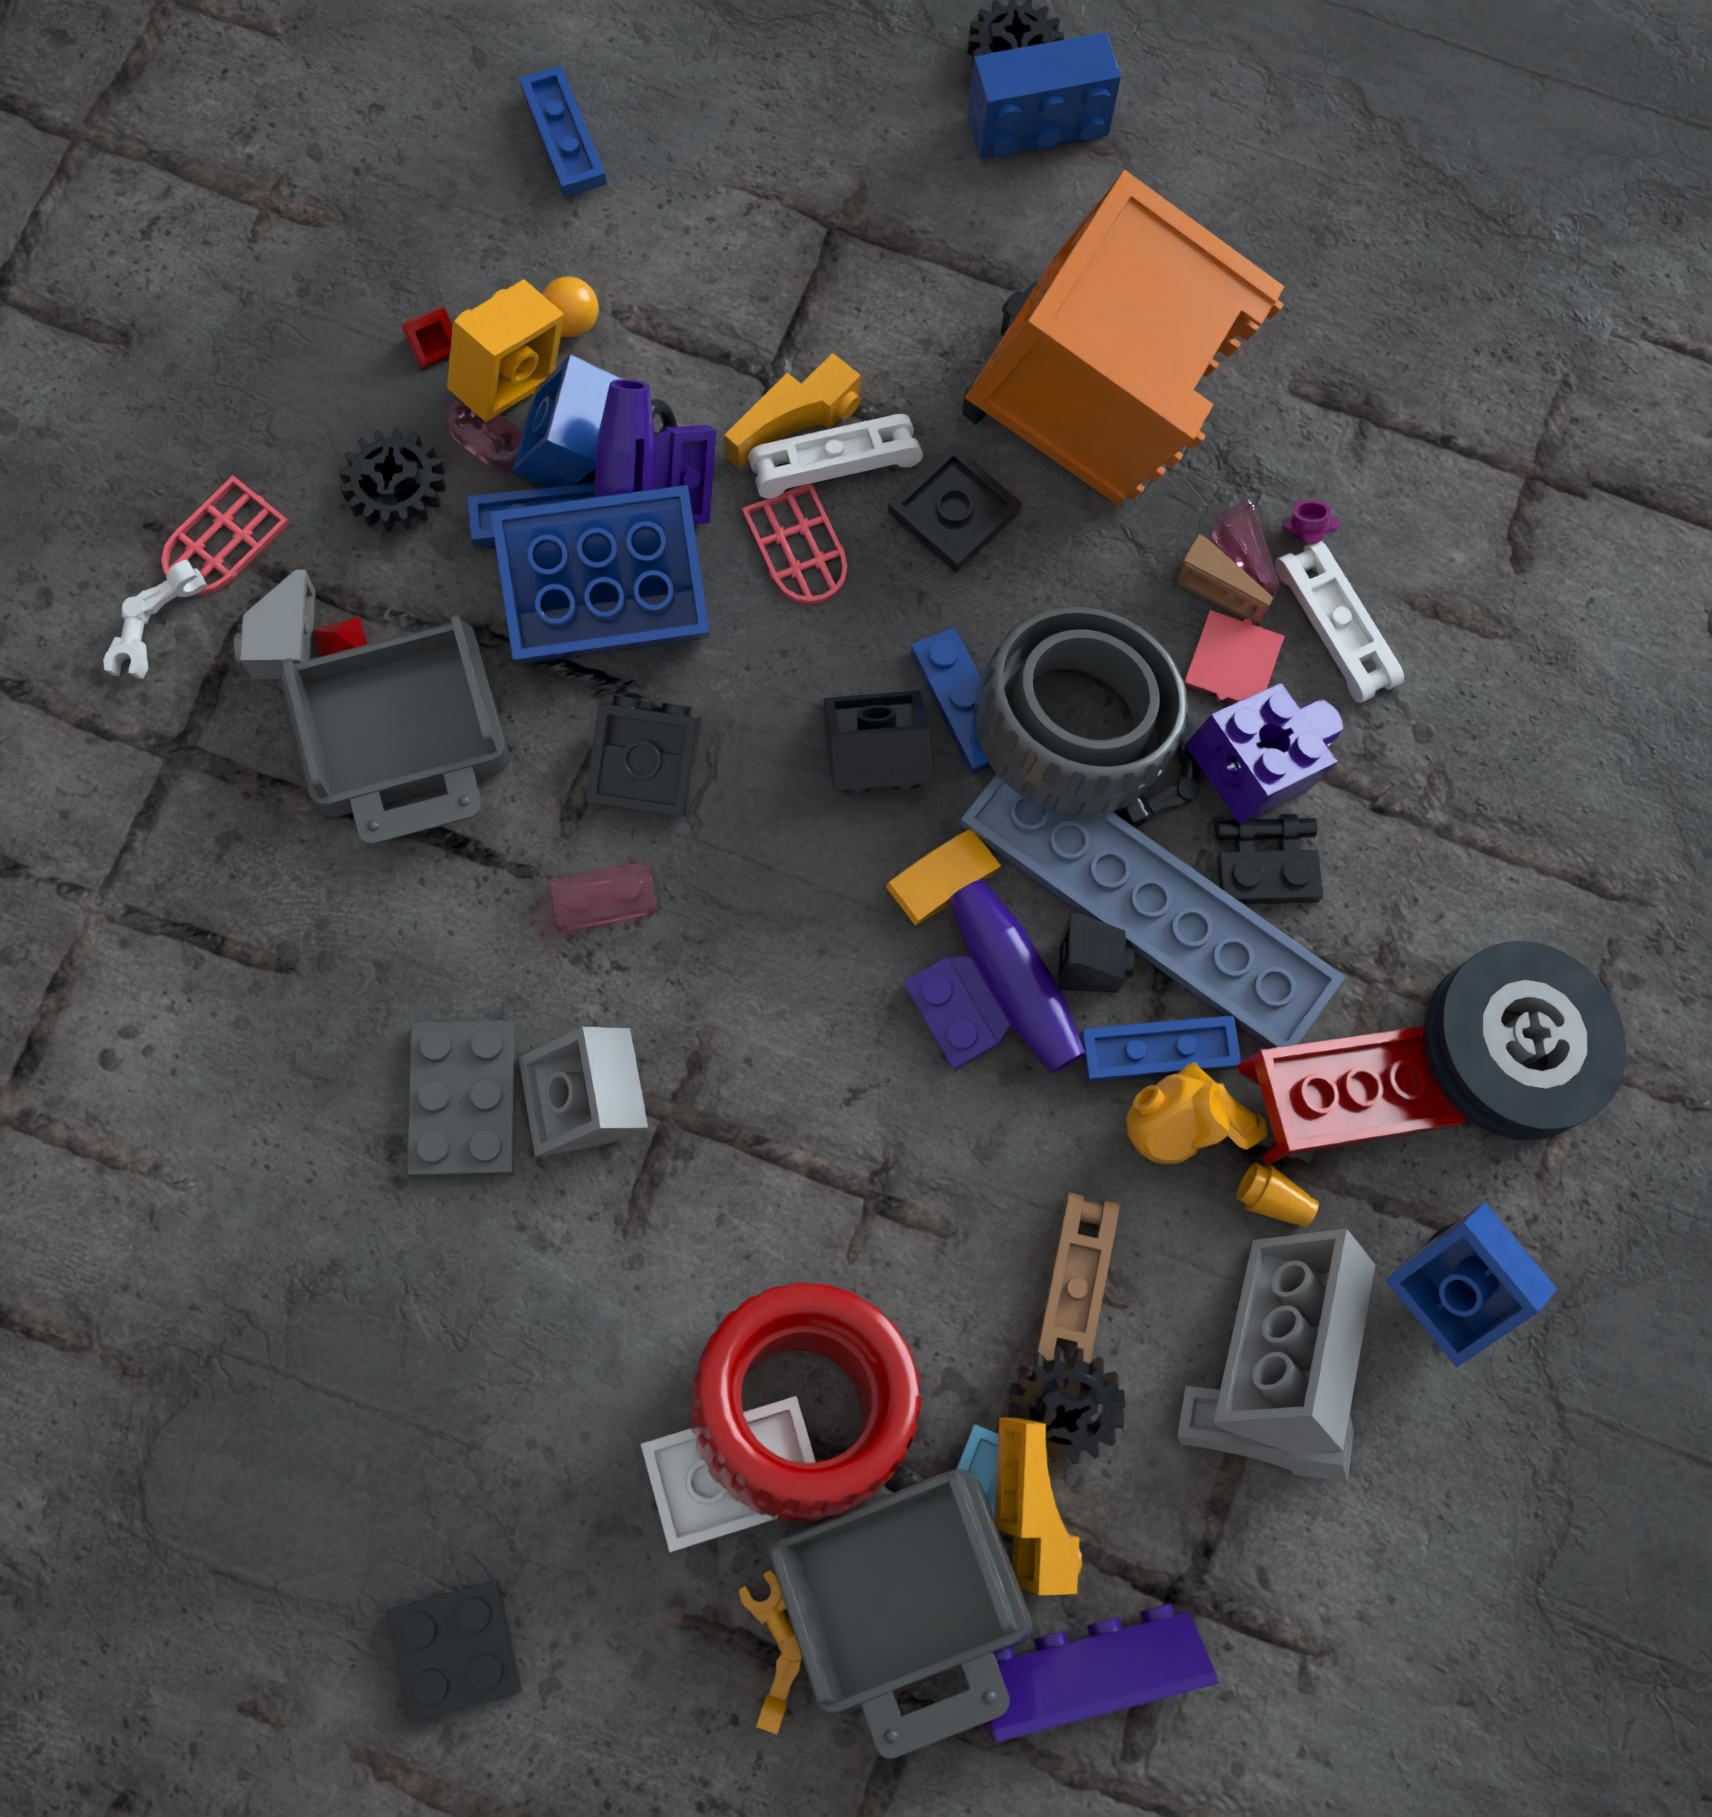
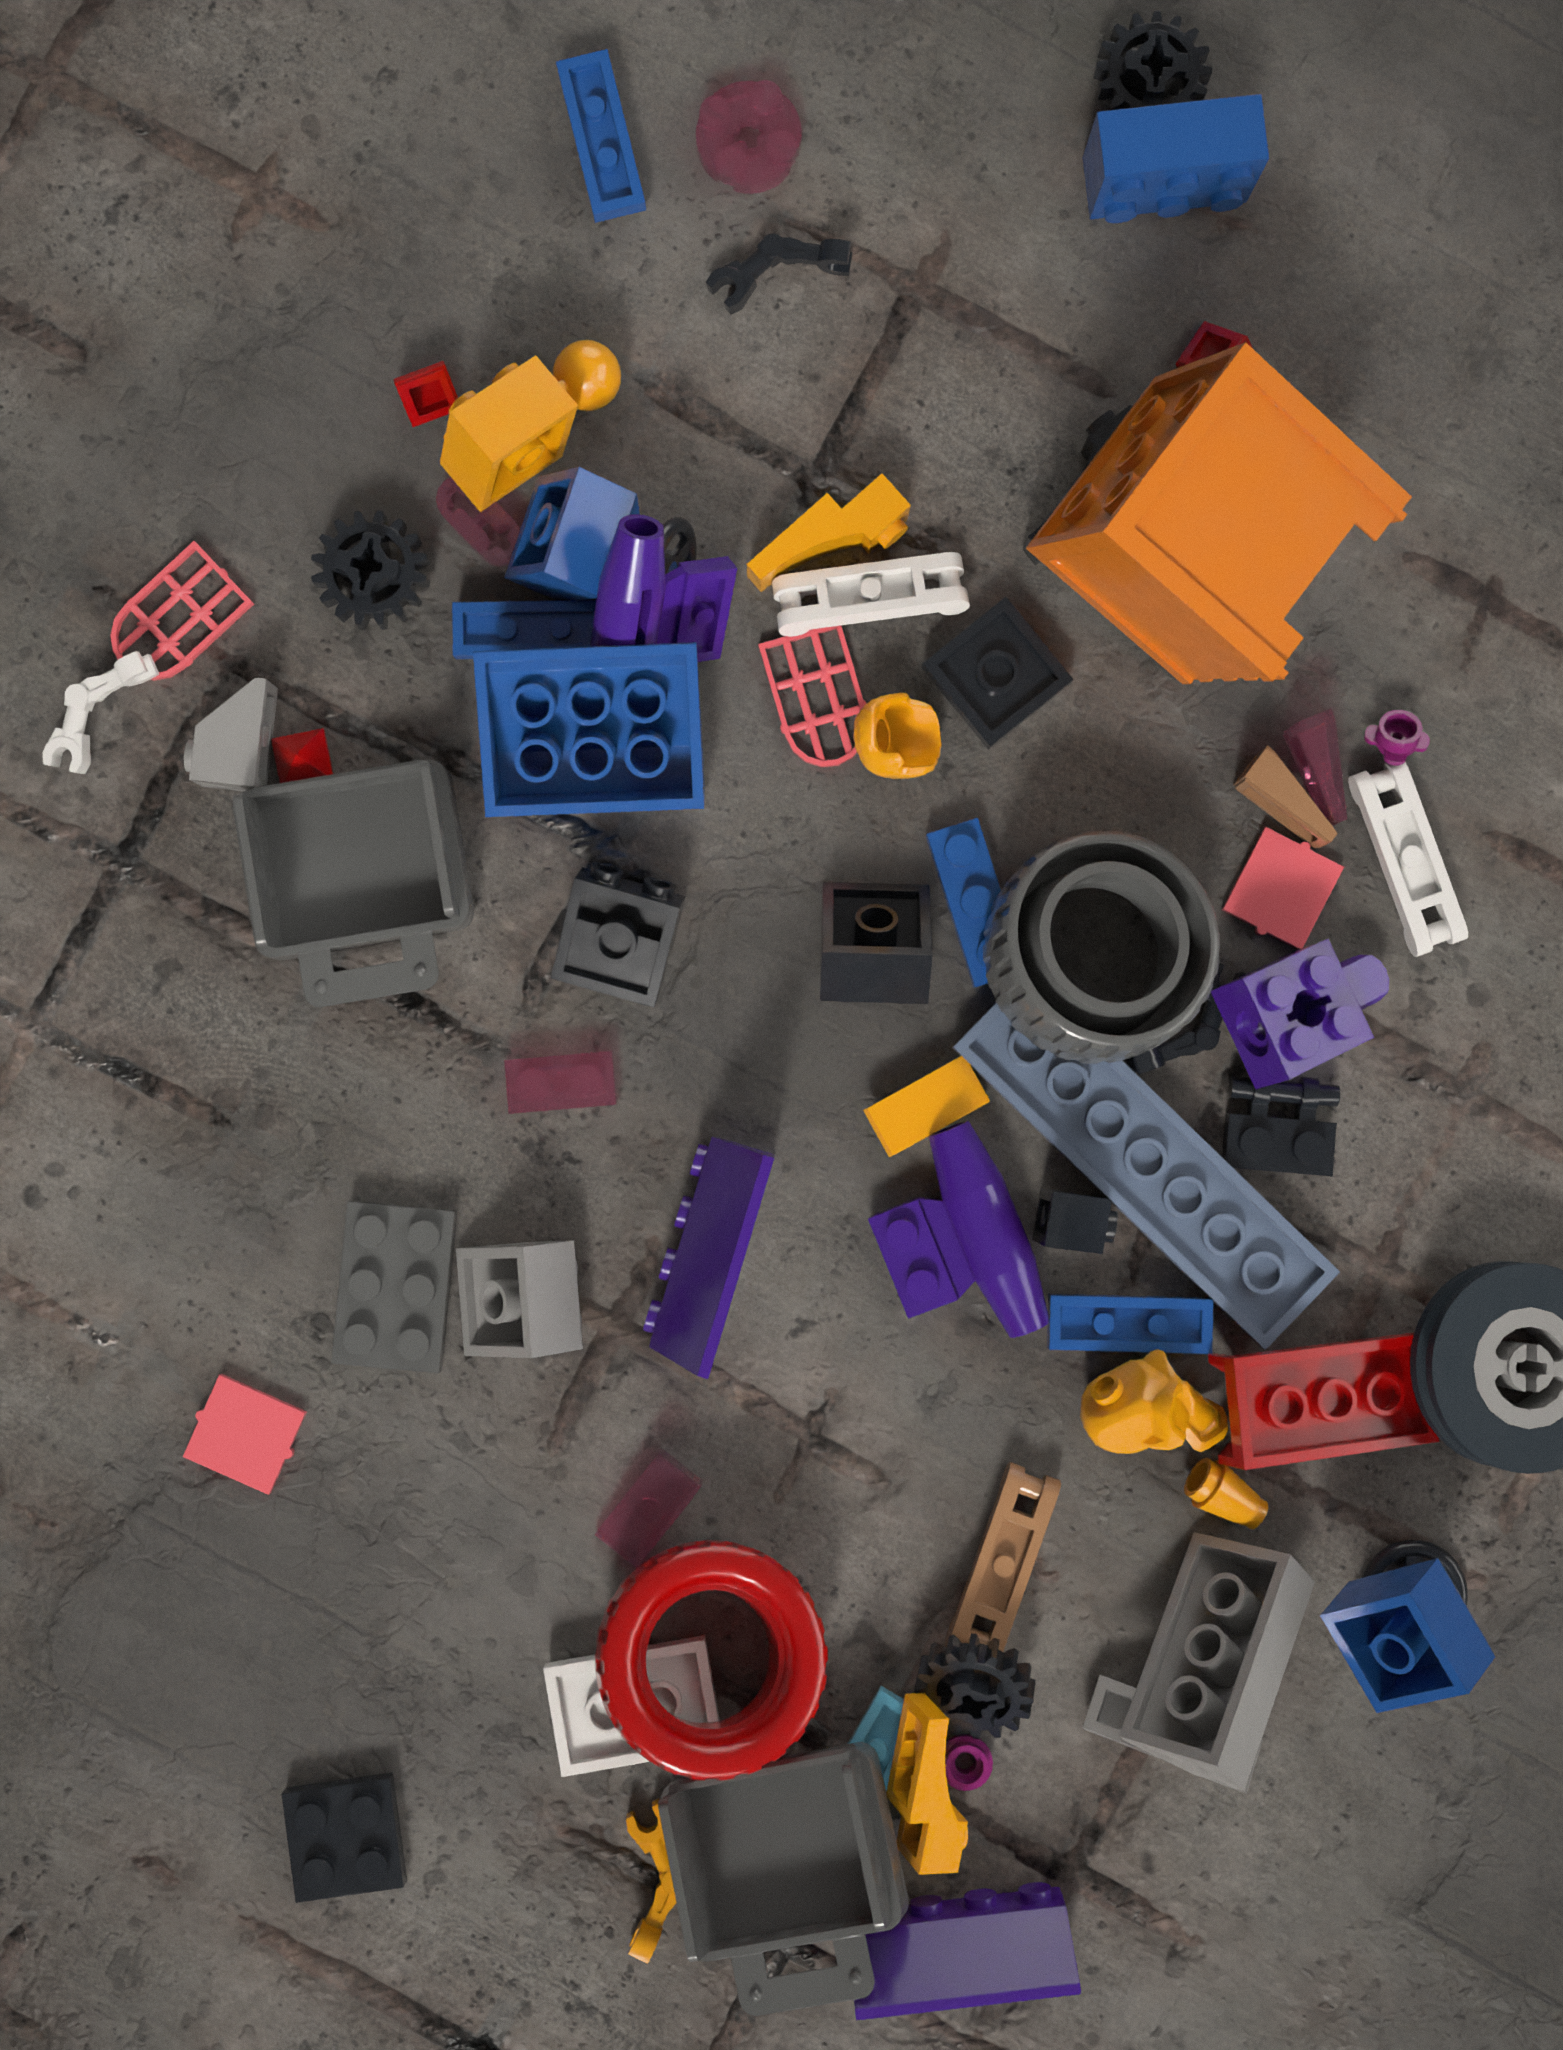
camera: 10 degrees right, 15 degrees up
(327, 1257) = (244, 1434): none -> coral piece
(680, 100) = (740, 106): none -> clear pink plate
(727, 1275) = (649, 1507): none -> clear pink slope
(761, 1017) = (709, 1254): none -> dark purple slope
(767, 203) = (830, 256): none -> black piece
(873, 563) = (897, 736): none -> light orange hair
(1085, 1490) = (978, 1773): none -> magenta plate

